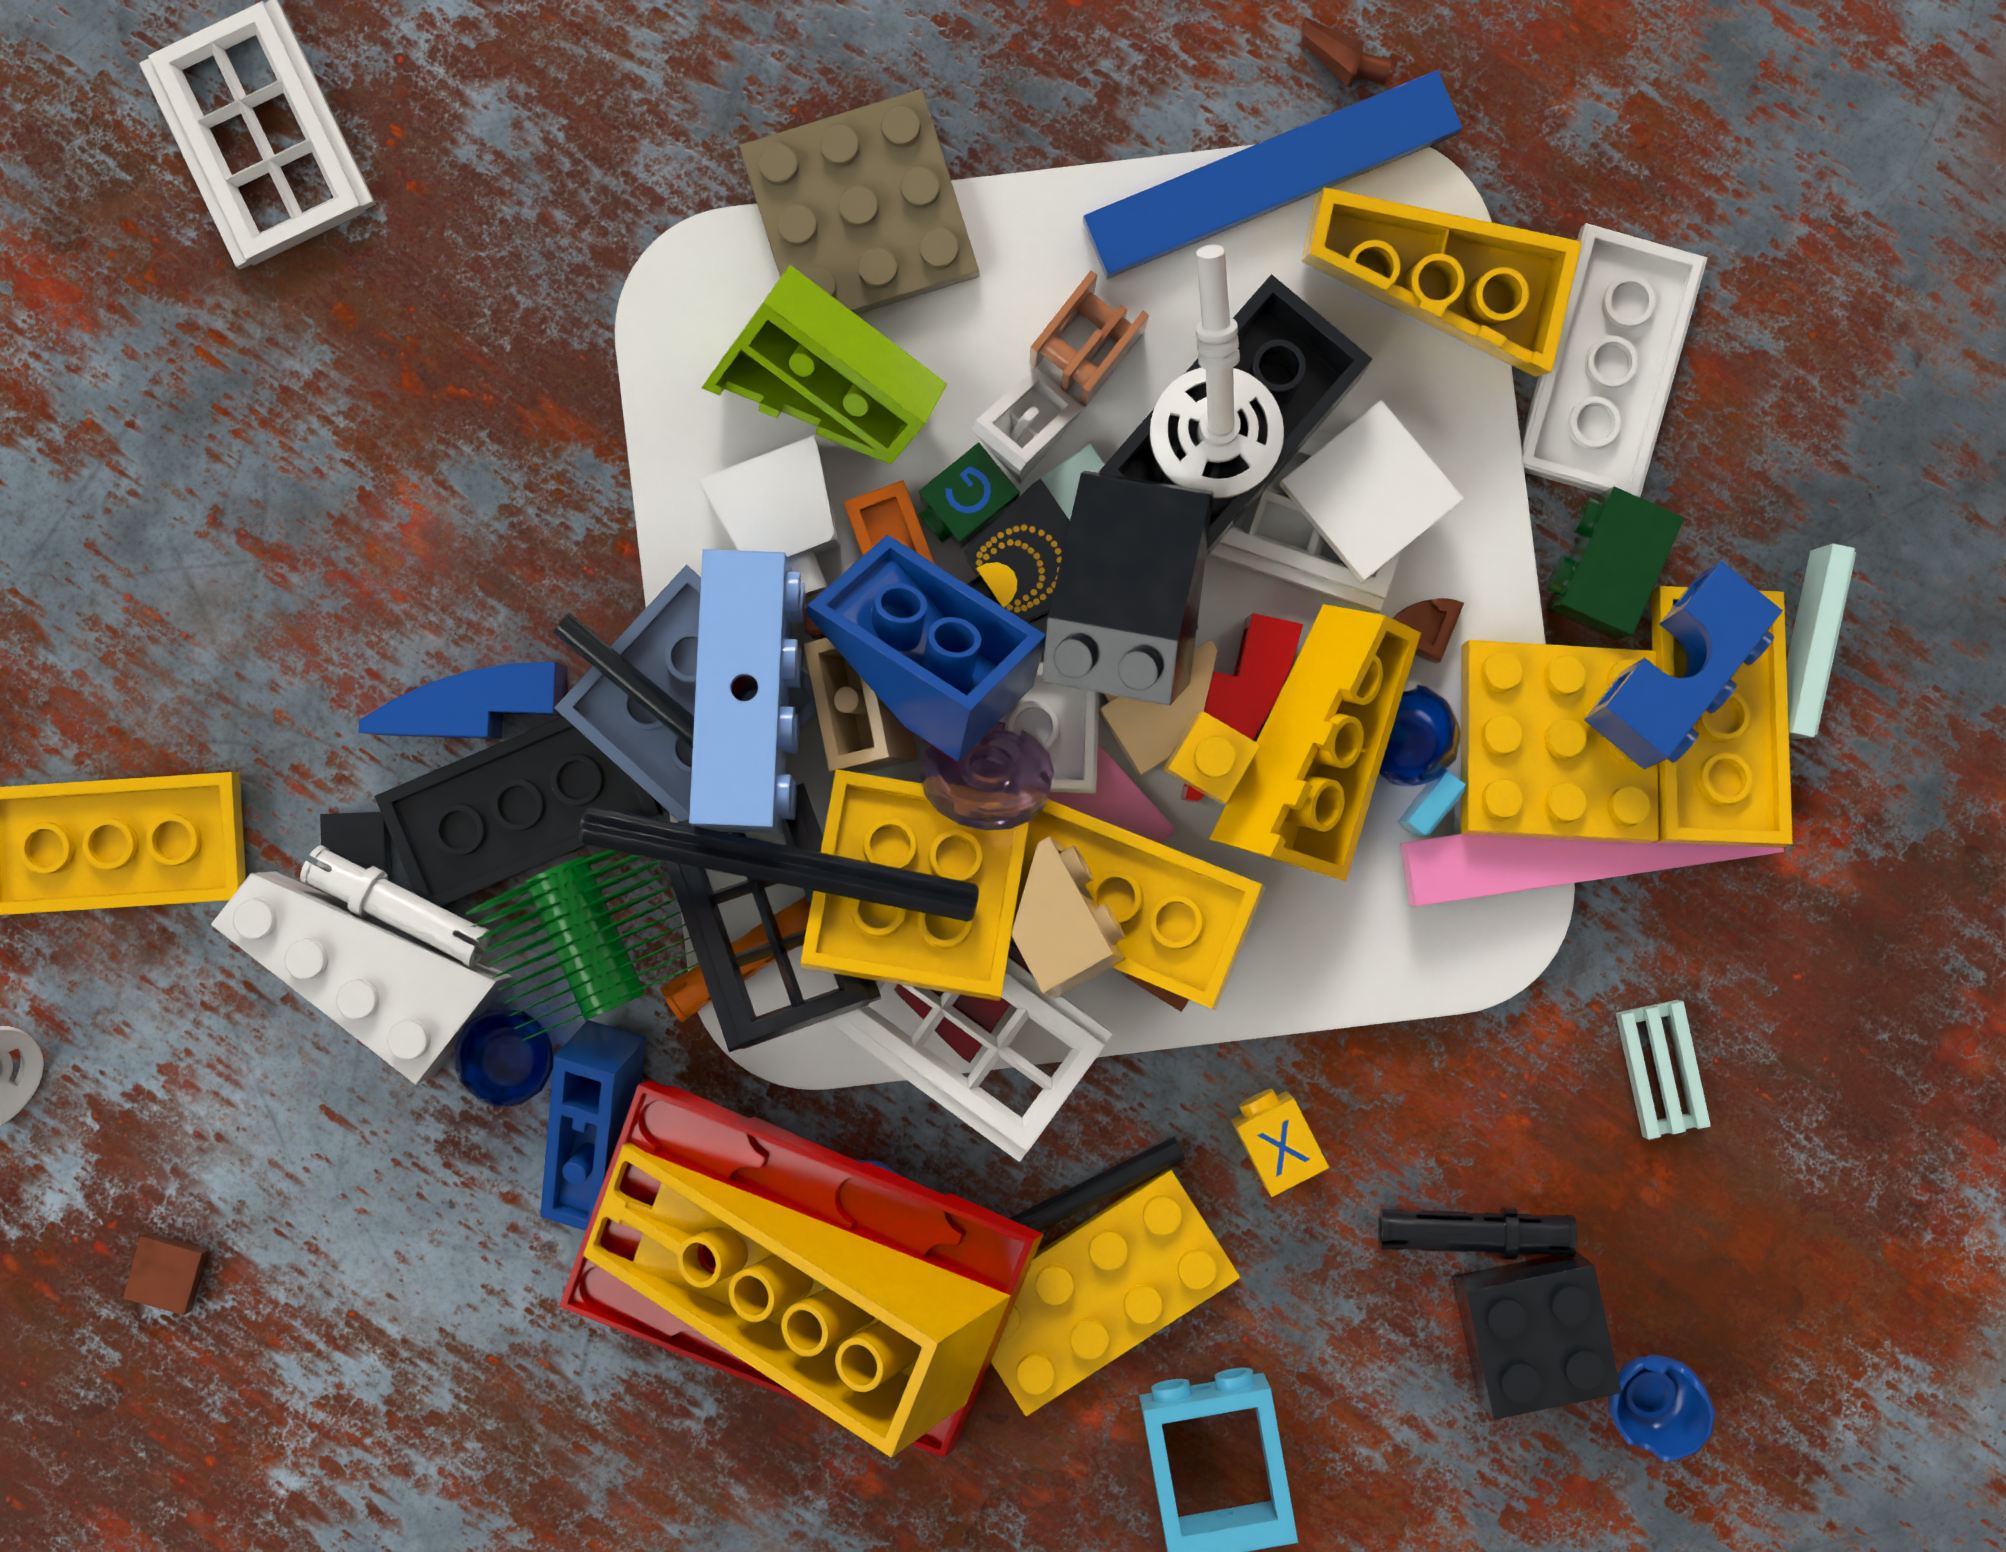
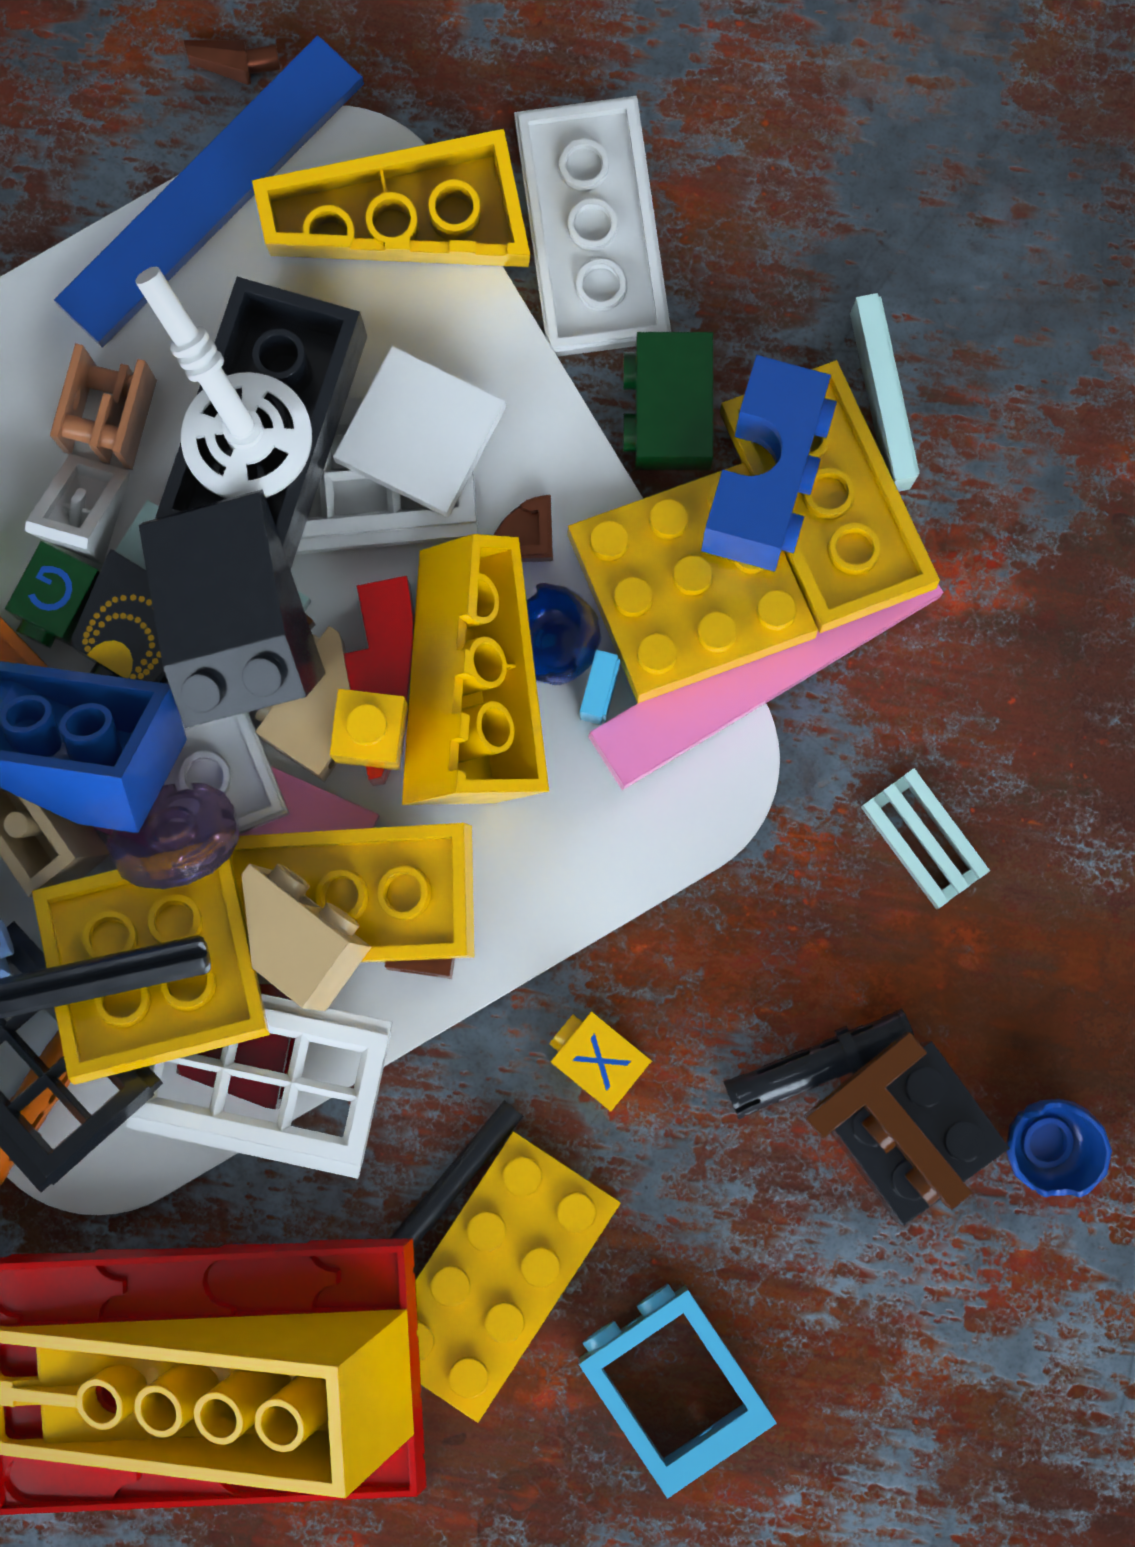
camera: 25 degrees left, 5 degrees down
(1528, 1328) = (890, 1123): none -> reddish brown bracket

